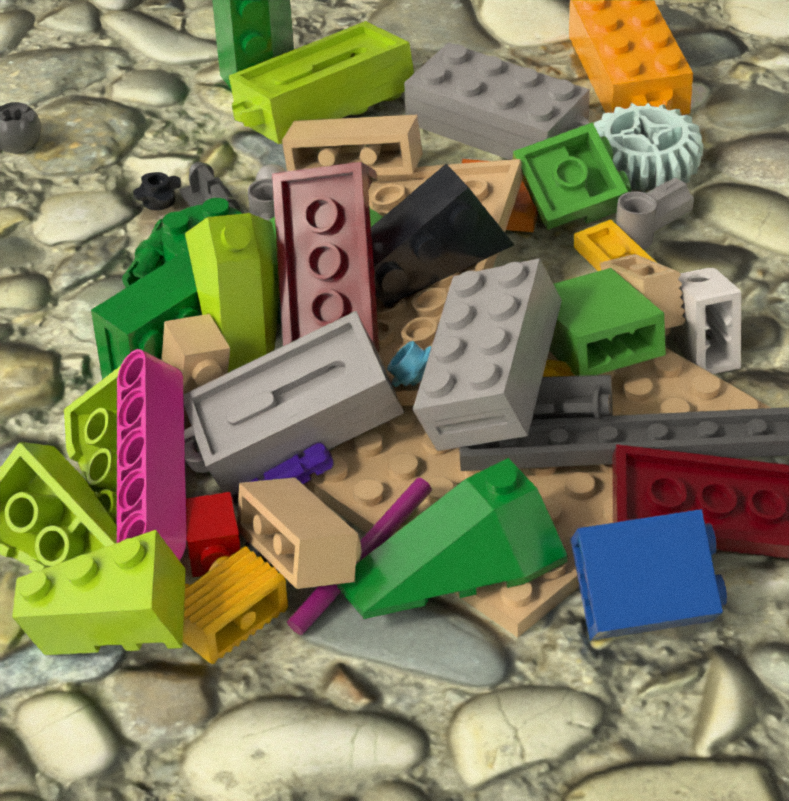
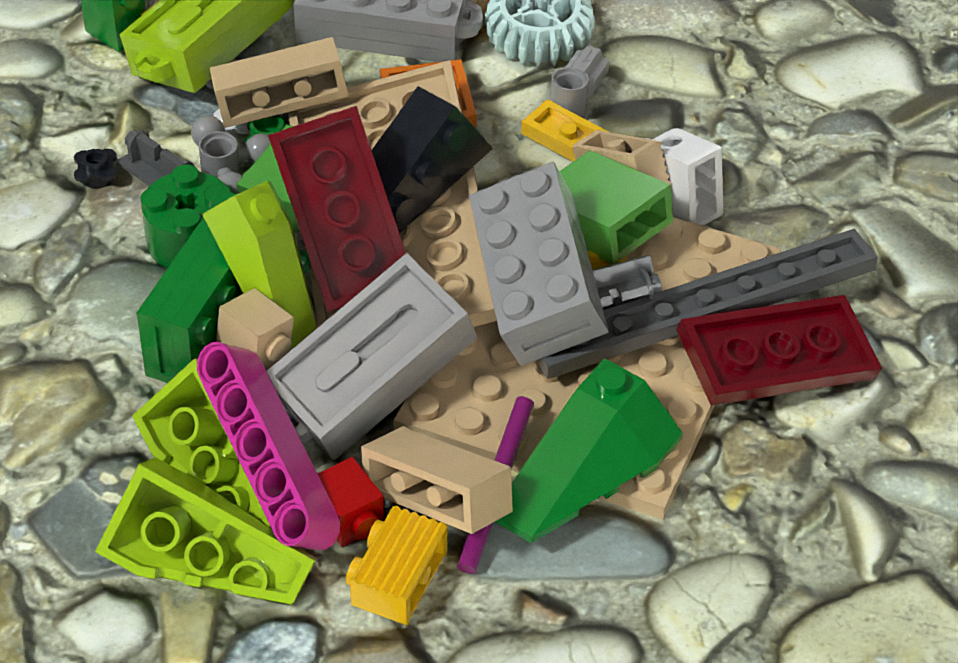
camera: 25 degrees left, 5 degrees up
(104, 598) = (297, 595): lime wedge -> none
(148, 256) = (129, 238): green pin -> none
(316, 460) = (412, 403): dark purple axle -> none
(408, 364) = (467, 288): medium azure plate -> none
(572, 176) = (498, 65): bright green plate -> none
(648, 574) = (761, 433): blue brick -> none

